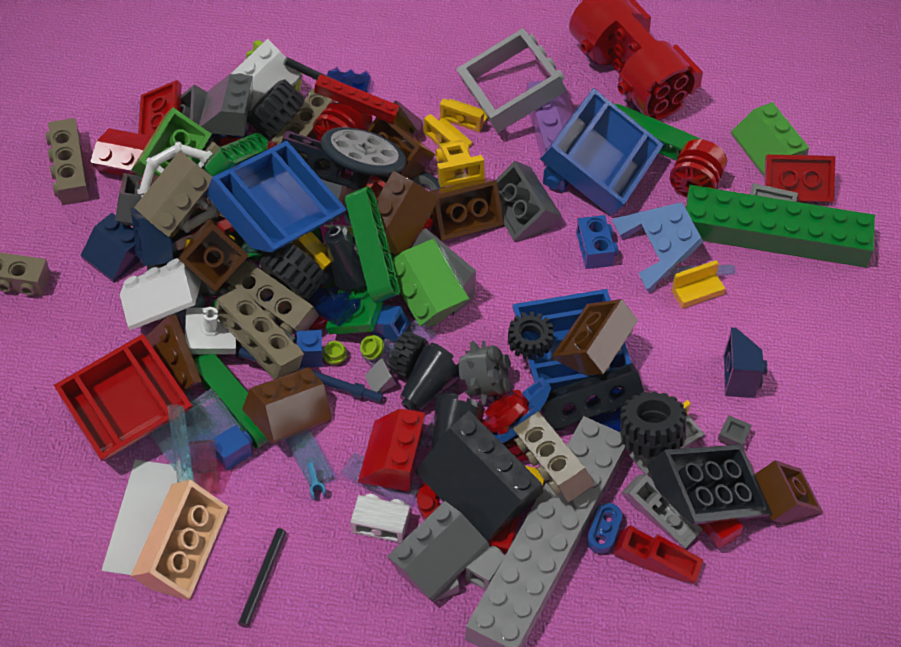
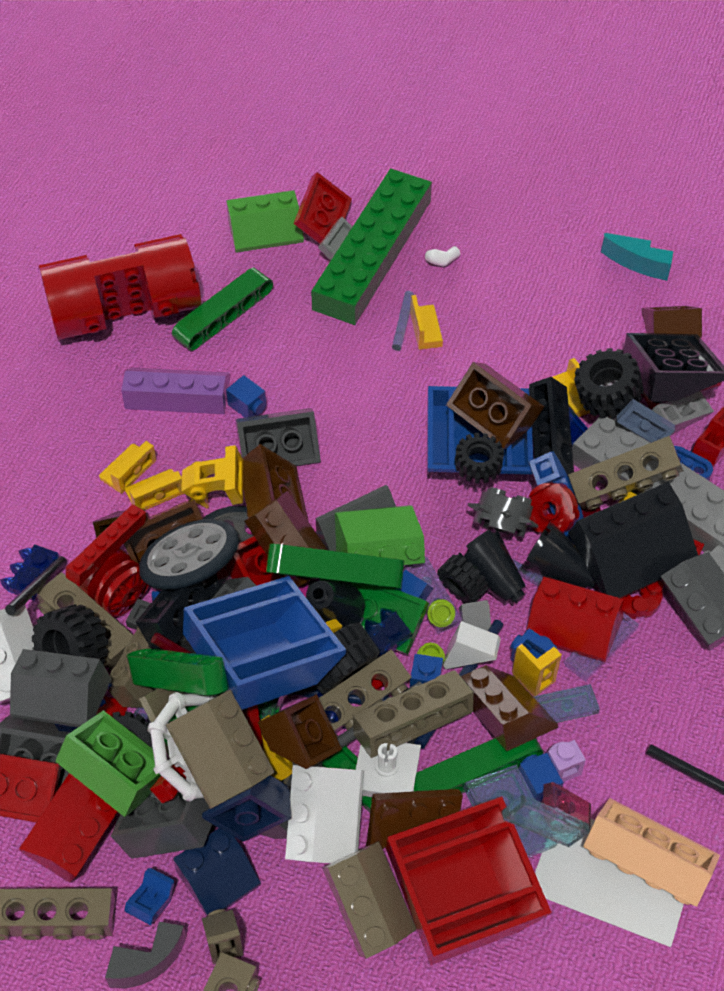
camera: 75 degrees left, 0 degrees up
(49, 231) = (135, 967): none -> dark grey brick
(62, 258) = (222, 934): none -> dark tan slope
(86, 214) = (150, 897): none -> blue bracket
(95, 334) = (369, 900): none -> dark tan slope
(250, 461) = (566, 756): none -> lavender brick
(316, 485) = (602, 703): dark azure hand -> none
(329, 423) = (536, 673): none -> yellow panel
(341, 371) = (471, 646): none -> white slope
(361, 424) = (533, 642): none -> blue bracket
(380, 518) = (652, 648): white brick -> none
(527, 101) = (123, 439): light grey window -> none
(596, 241) = (348, 390): blue brick -> none
(602, 152) = (249, 347): blue slope -> none
(621, 466) = (645, 422): none -> sand blue plate
(670, 234) = (367, 322): medium blue wing -> none
(698, 164) = (289, 280): red wheel -> none
(734, 431) = (598, 339): dark grey plate -> none
(743, 366) = (534, 311): dark blue slope -> none
(790, 287) = (442, 258): none -> white arm
(867, 455) = (638, 255): none -> teal slope

